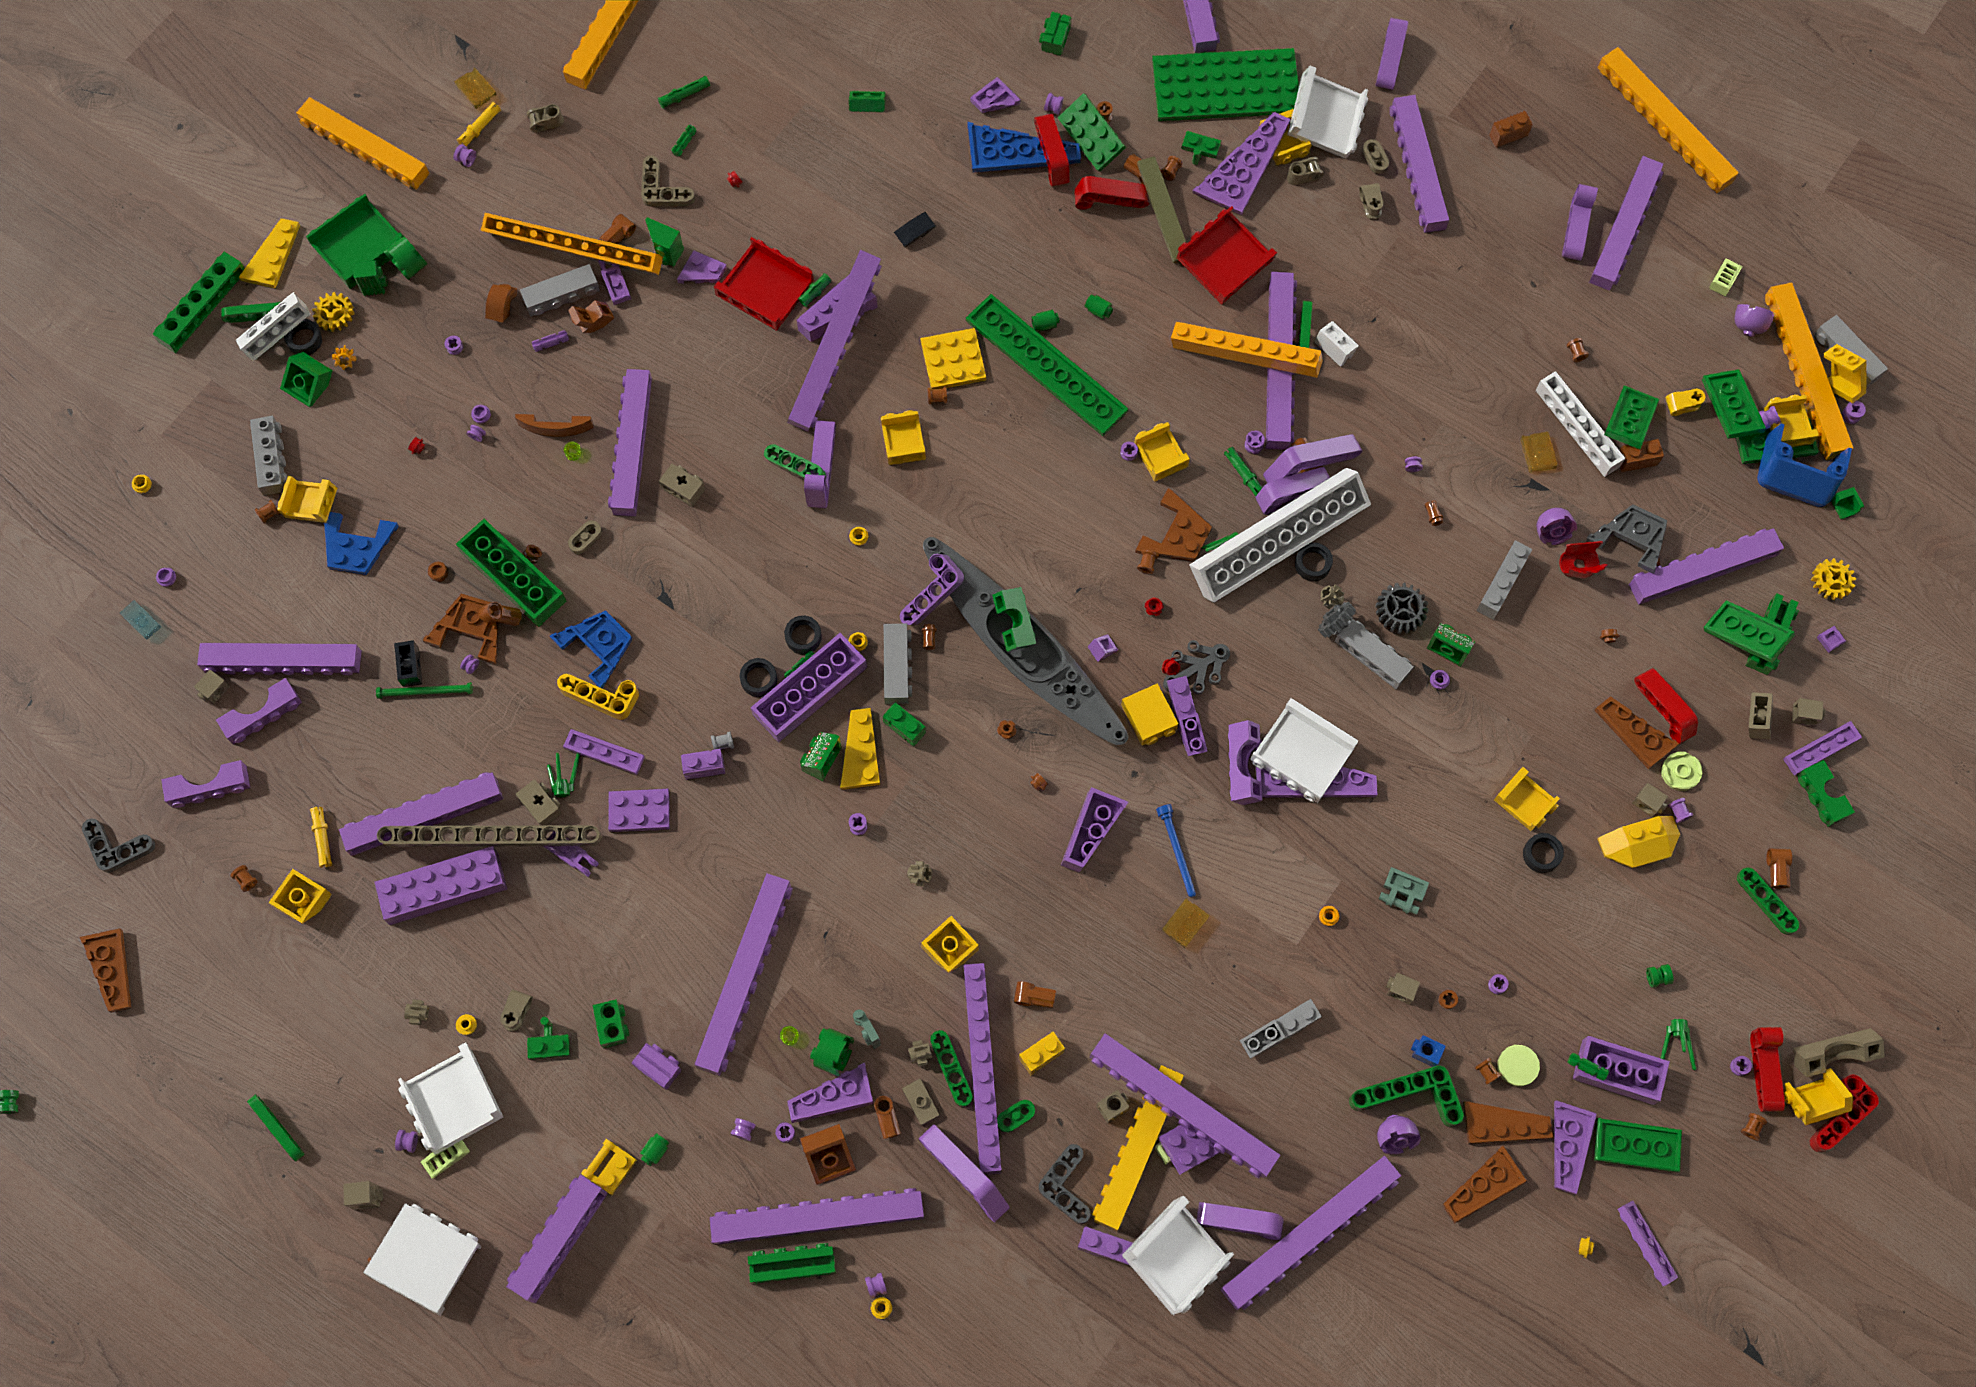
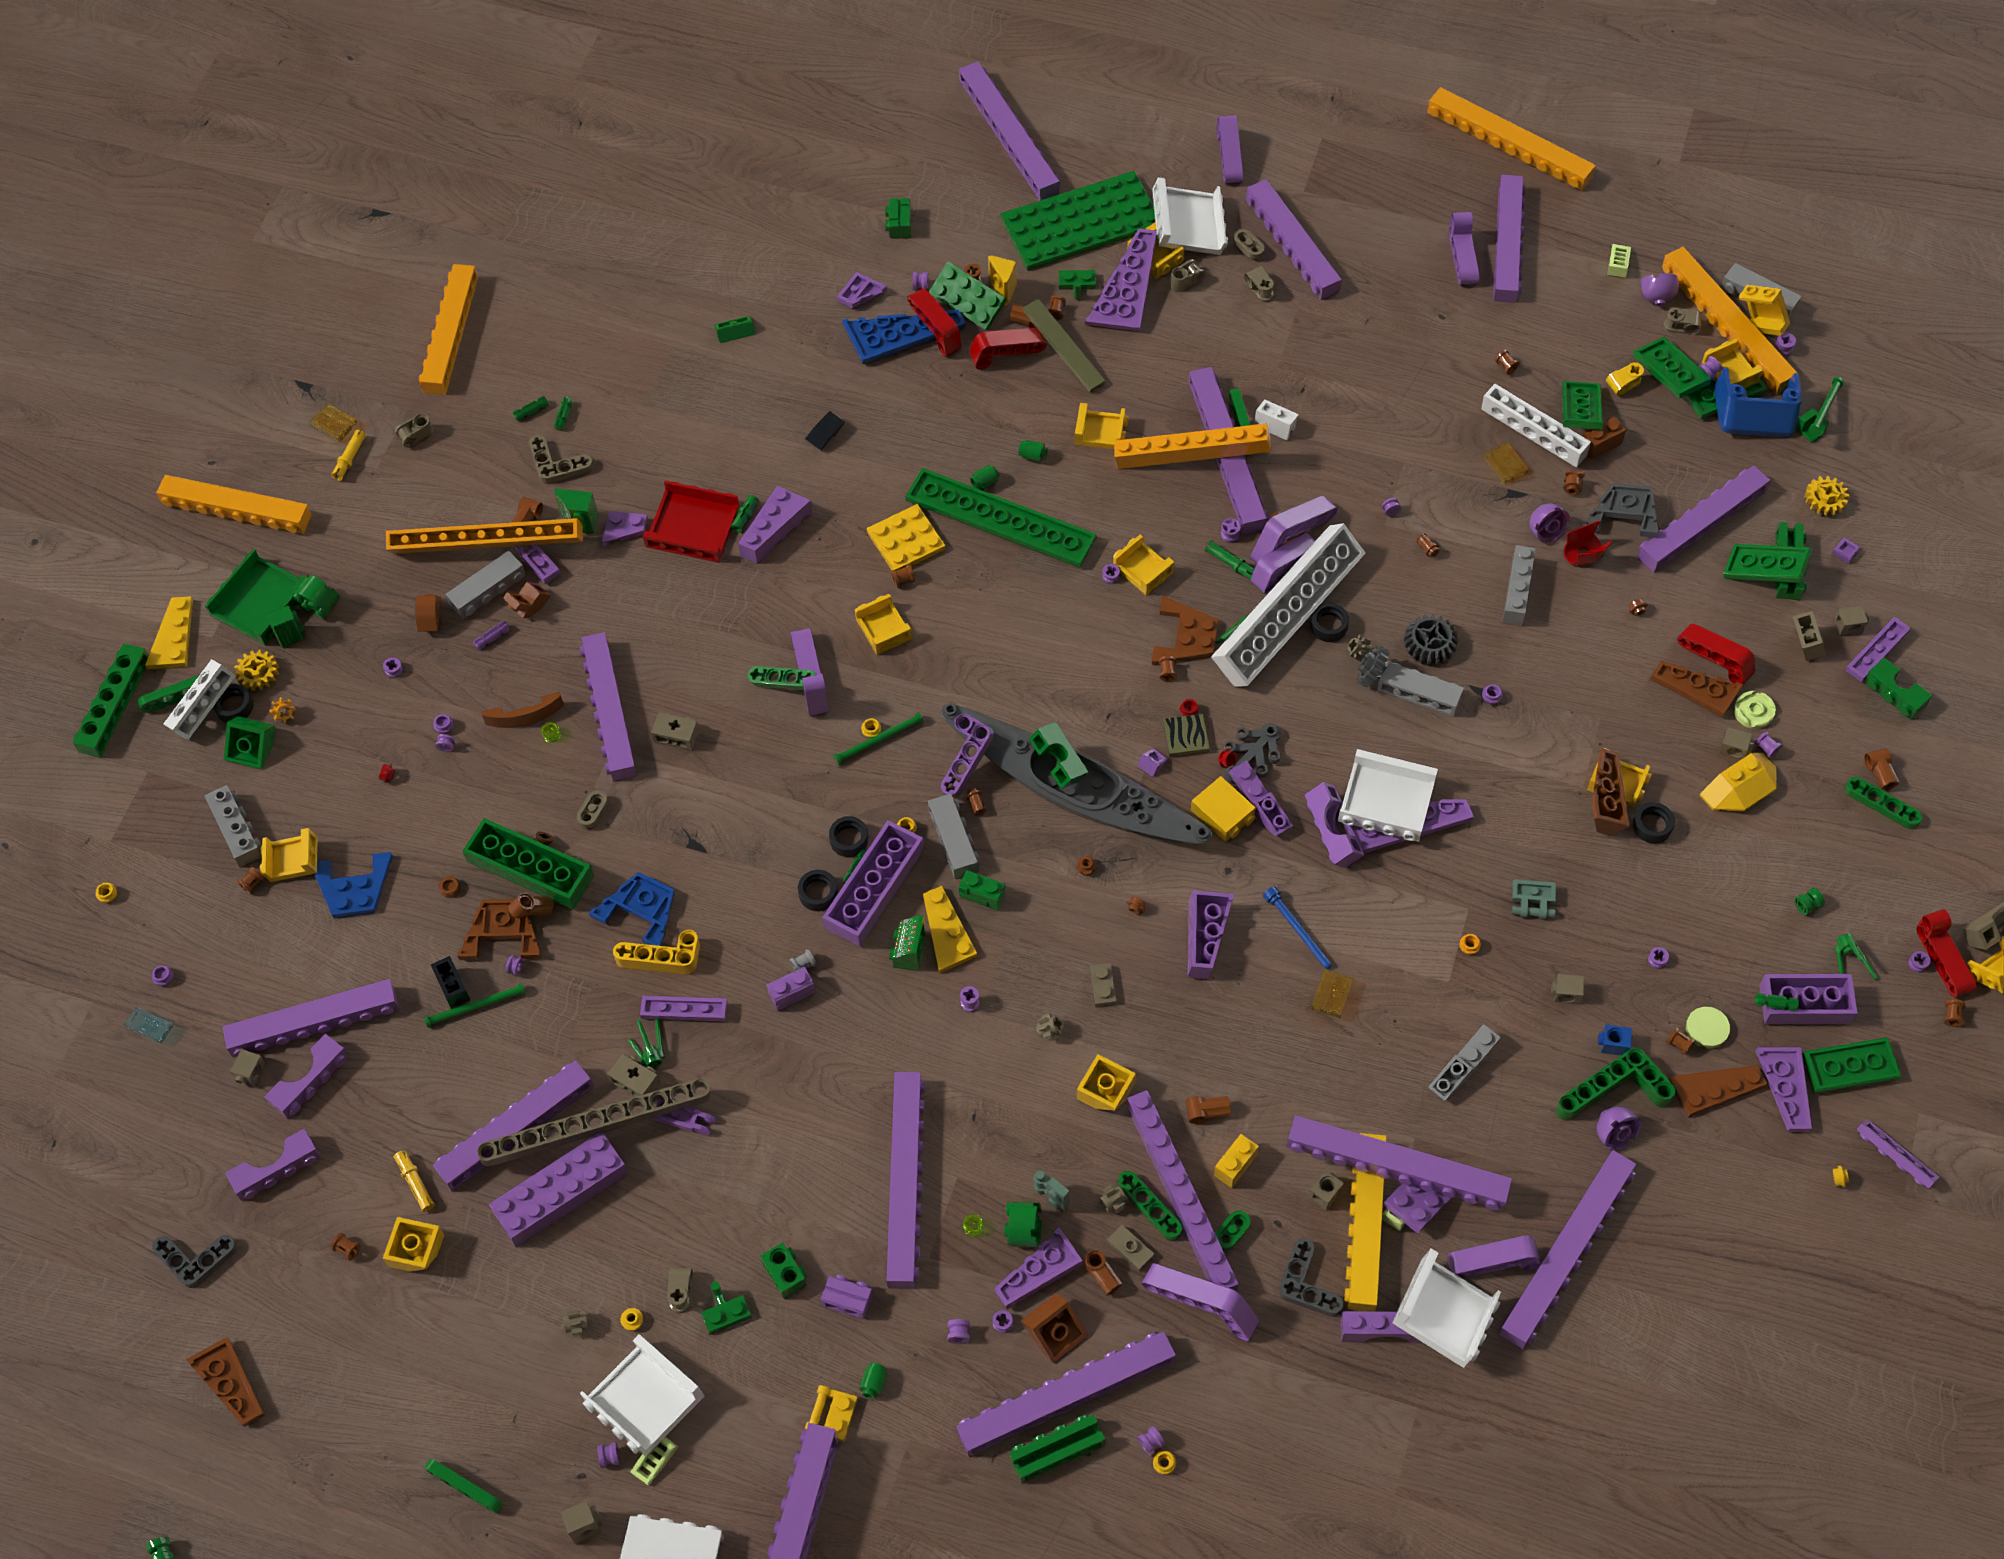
camera: 15 degrees left, 10 degrees down
(464, 155) = (344, 487): medium lavender wheel -> none
(639, 810) = (739, 1054): medium lavender plate -> none
(656, 126) = (530, 408): none -> green axle
(677, 95) = (541, 374): green pin -> none
(734, 179) = (627, 434): red plate -> none
(833, 341) = (783, 552): medium lavender brick -> none
(862, 548) = (878, 738): none -> green bar
(982, 848) = (1102, 985): none -> dark tan plate
(1131, 124) = (1002, 276): none -> yellow slope
(1142, 631) = (1186, 735): none -> olive tile
(1169, 302) = (1099, 428): none -> yellow panel
(1224, 256) = (1137, 371): red panel -> none
(1450, 644) = (1491, 658): green slope -> none
(1453, 996) = (1620, 982): dark orange bush -> none
(1489, 1183) = (1724, 1145): dark orange wing -> none
(1509, 815) = (1609, 795): none -> dark orange wedge
(1510, 129) = (1367, 185): dark orange brick -> none
(1595, 492) = (1573, 482): none -> dark orange brick
(1764, 359) = (1685, 321): none -> dark tan piece
(1846, 510) = (1815, 428): none -> green bar

